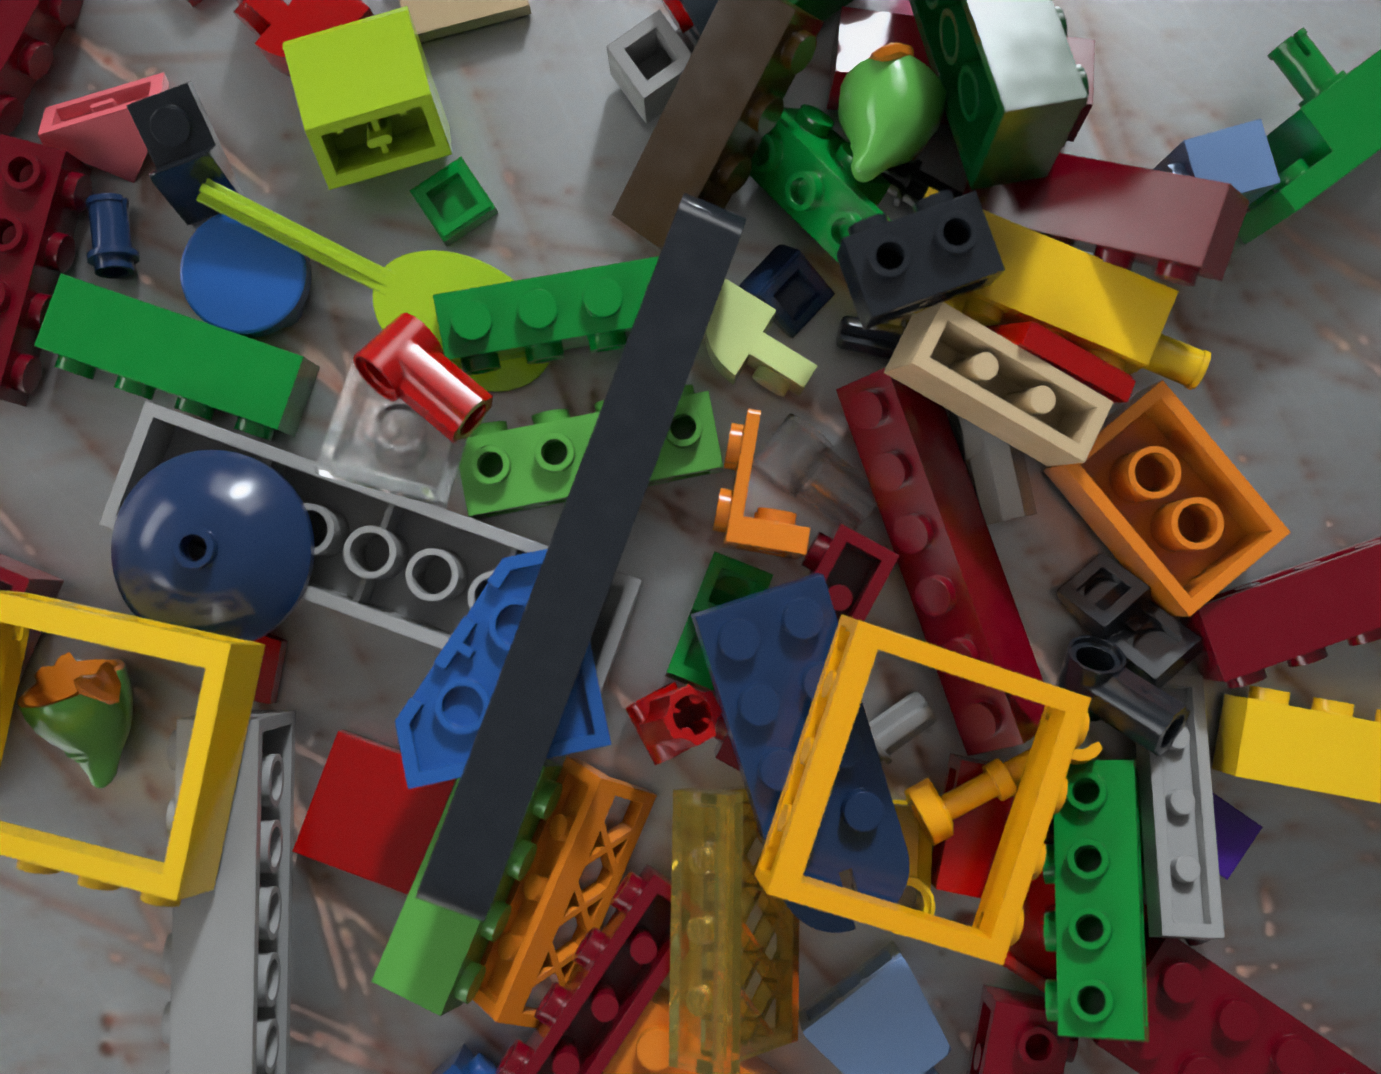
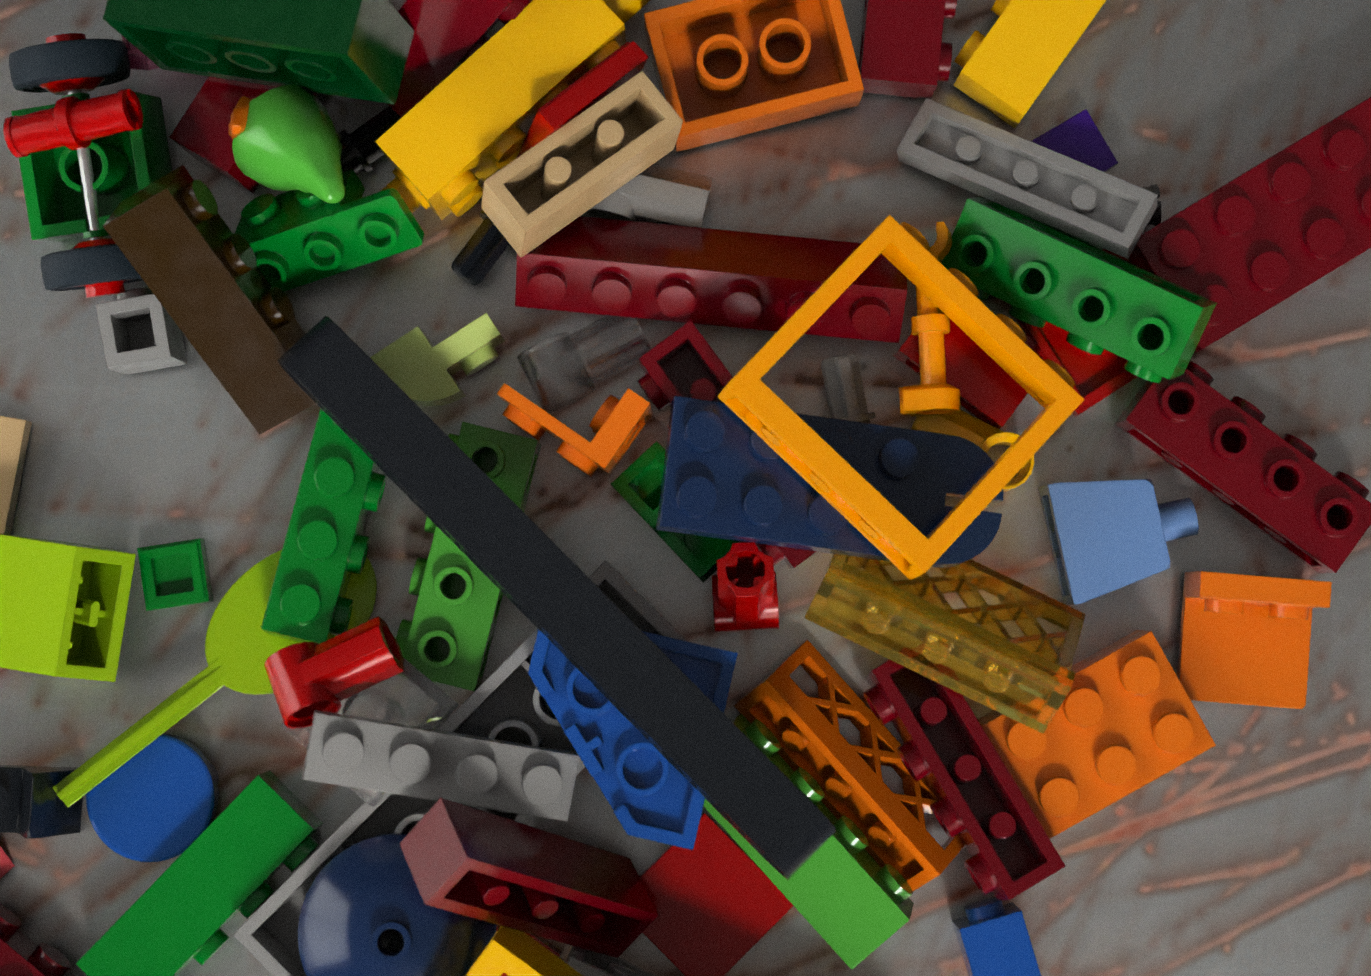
camera: 65 degrees left, 0 degrees up
(110, 236) = (58, 907): dark blue pin -> none
(310, 643) = (526, 879): none -> dark red brick
(379, 516) = (439, 765): none -> light grey plate
(789, 286) = (400, 304): dark blue slope -> none
(918, 257) = (435, 183): black brick -> none
(1119, 696) = (908, 182): black piece -> none
(1120, 609) = (847, 142): black slope -> none

